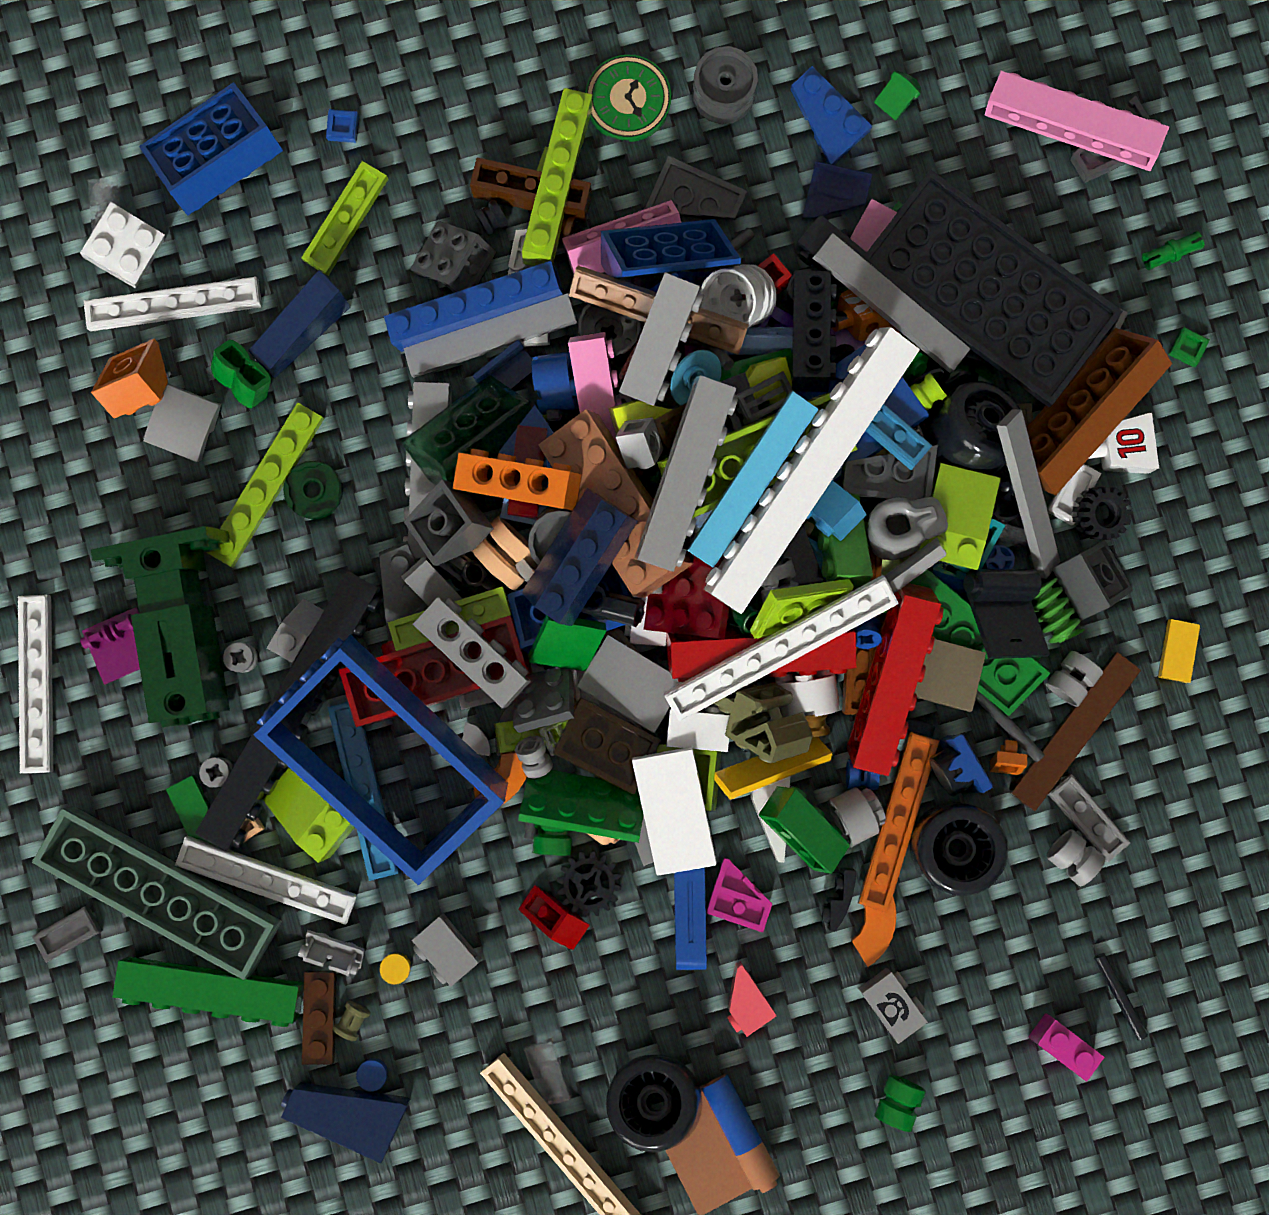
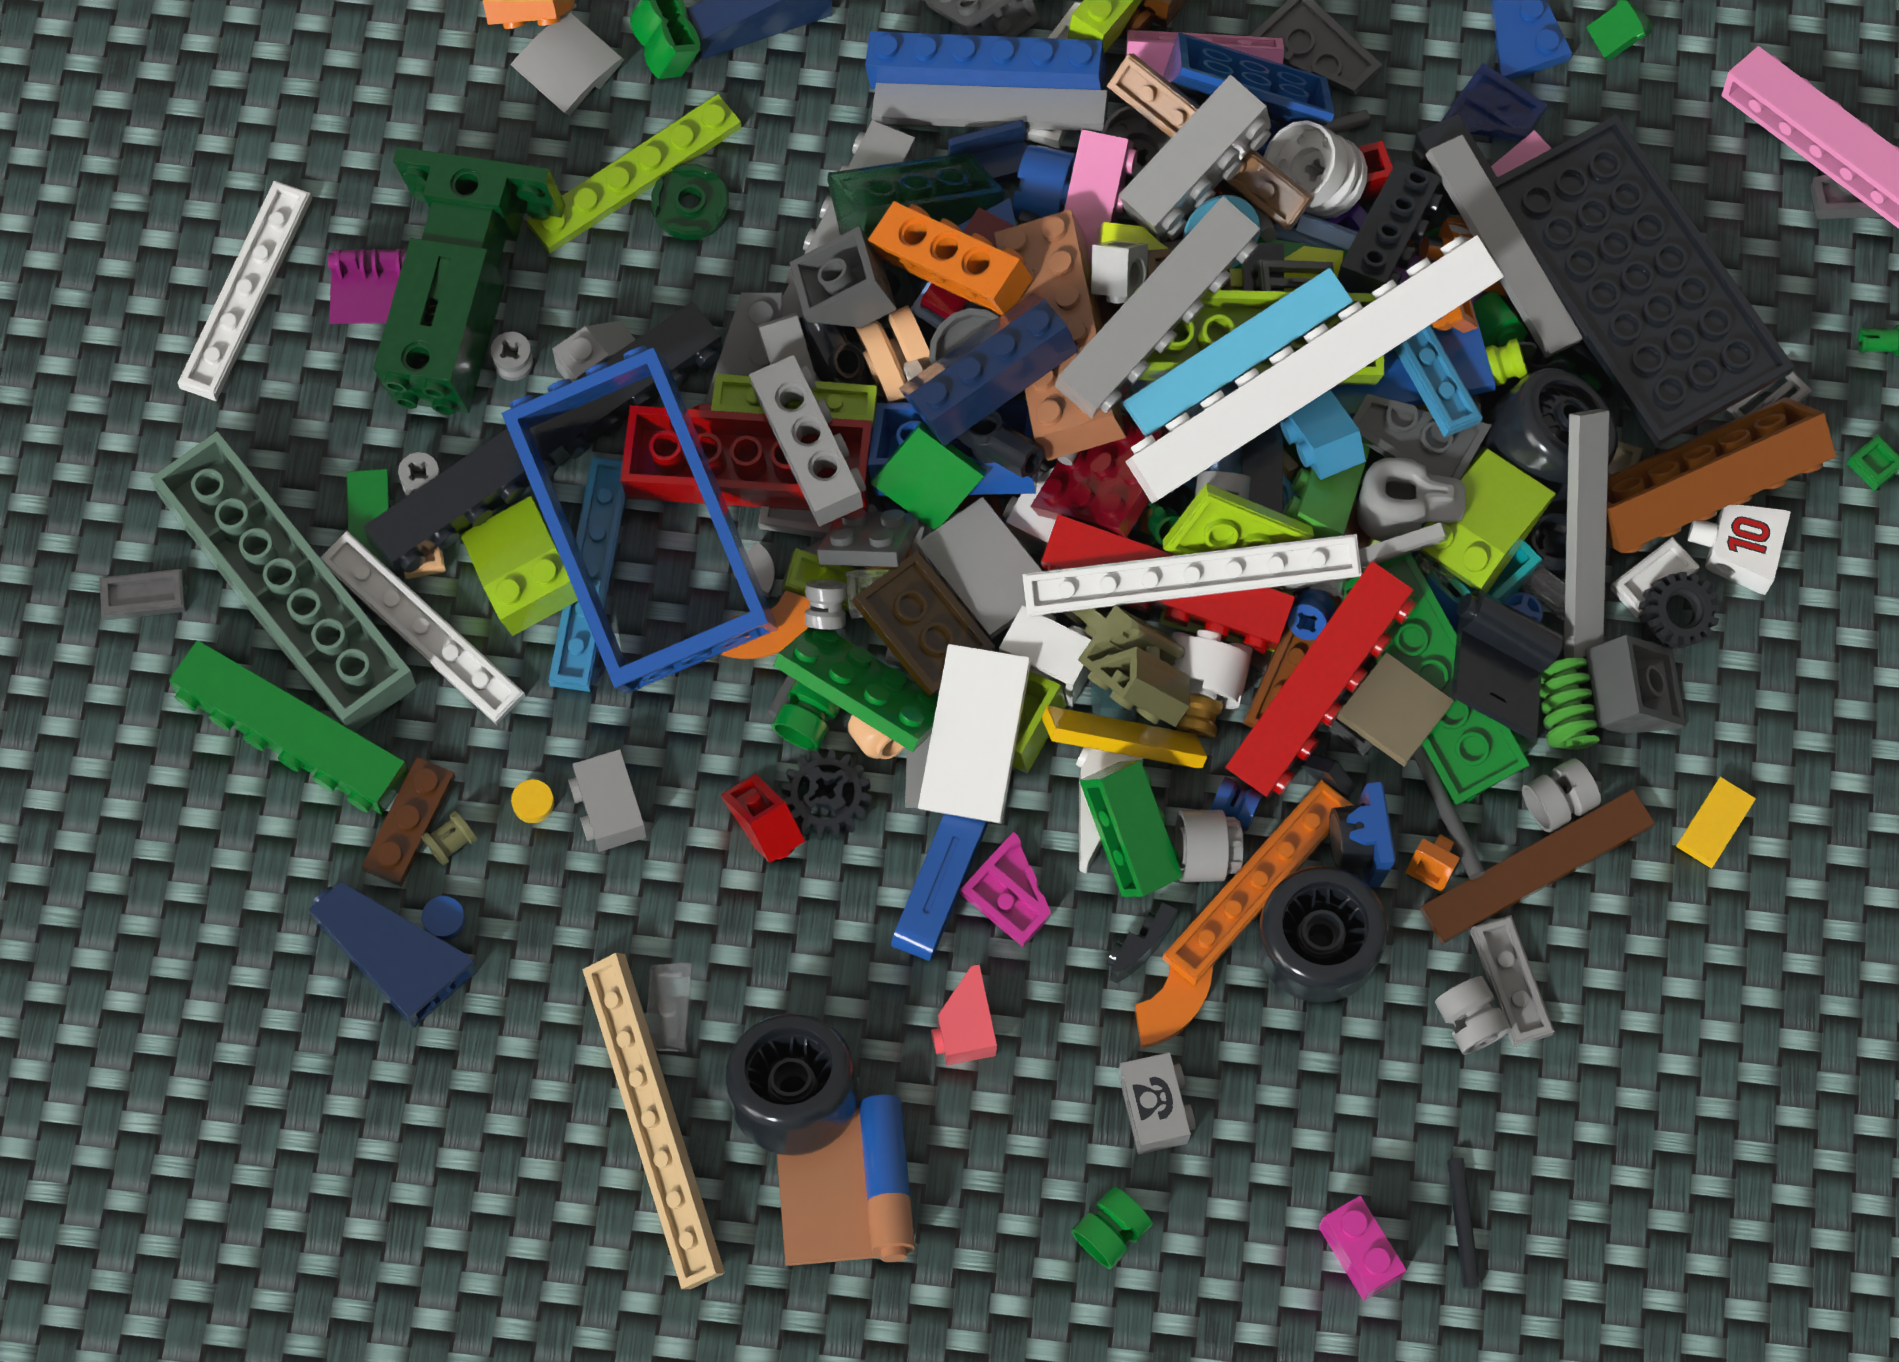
camera: 20 degrees right, 15 degrees down
(345, 956) = (465, 743): light grey hinge -> none

